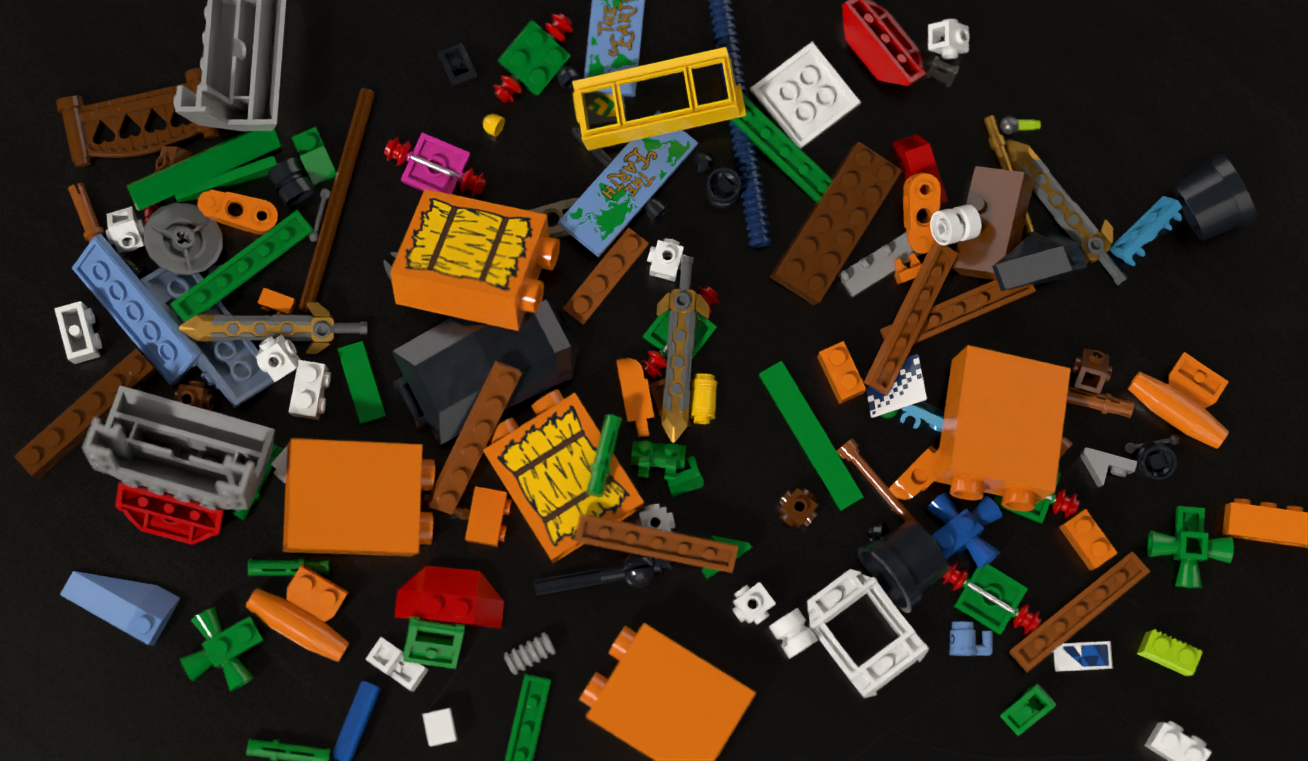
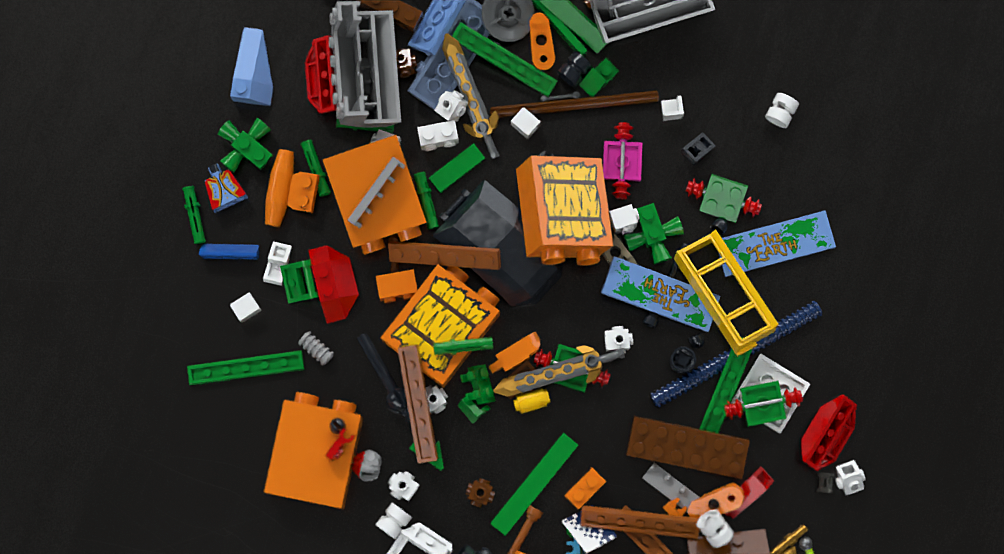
camera: 75 degrees right, 0 degrees up
(268, 699) = (223, 189): none -> torso
(277, 302) = (489, 88): orange piece -> none
(337, 271) = (525, 123): none -> white panel
(356, 495) = (374, 191): none -> light grey hinge
(378, 435) = (424, 194): none -> green pin
(392, 77) = (672, 109): none -> white panel
(493, 124) = (667, 188): yellow hinge -> none
(515, 189) = (623, 219): none -> white brick
(545, 162) = (653, 233): none -> green brick
(601, 108) = (706, 256): sticker -> none
(605, 276) = (591, 304): dark orange plate -> none
(645, 652) = (340, 422): none -> black hinge
(679, 670) = (336, 449): none -> red plate
(709, 641) = (367, 465): none -> light grey piece
(816, 107) = (763, 403): none -> green plate

